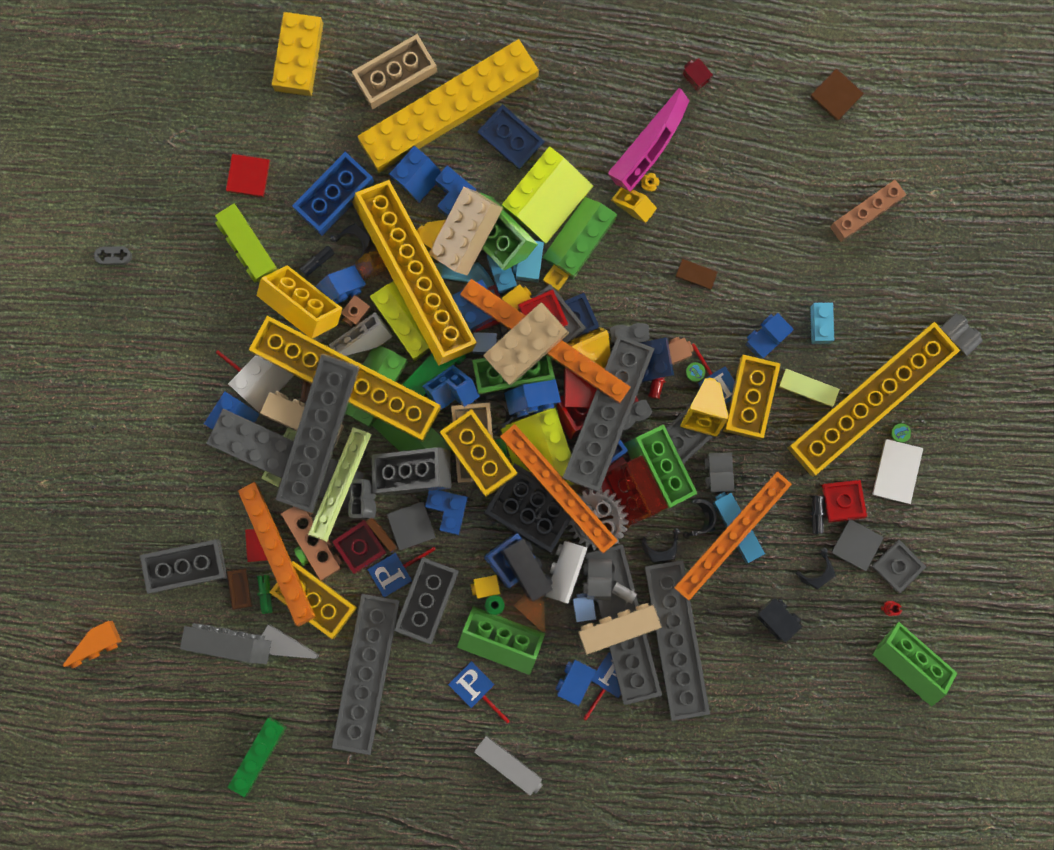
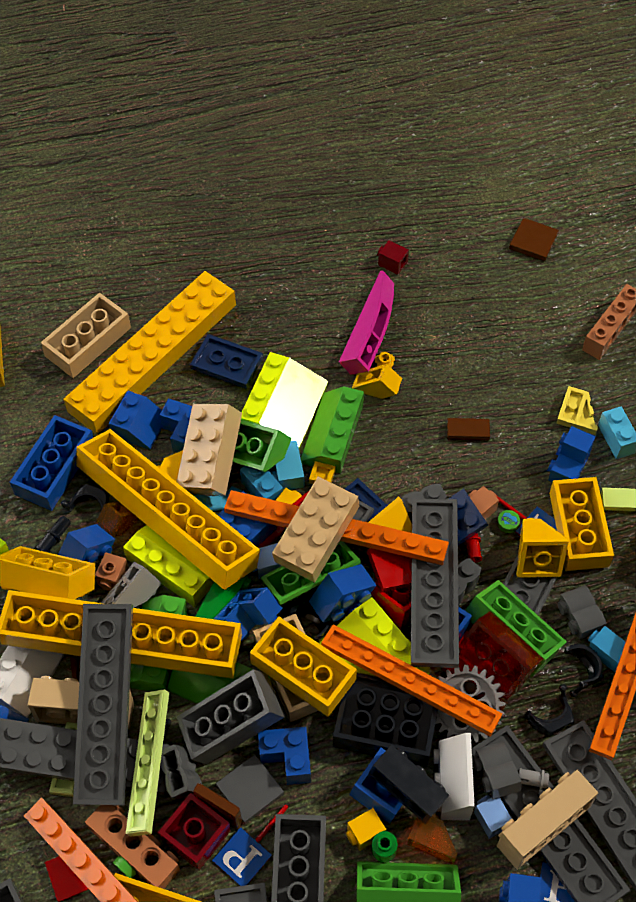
camera: 15 degrees left, 25 degrees down
(797, 289) = (577, 411): none -> light yellow wing

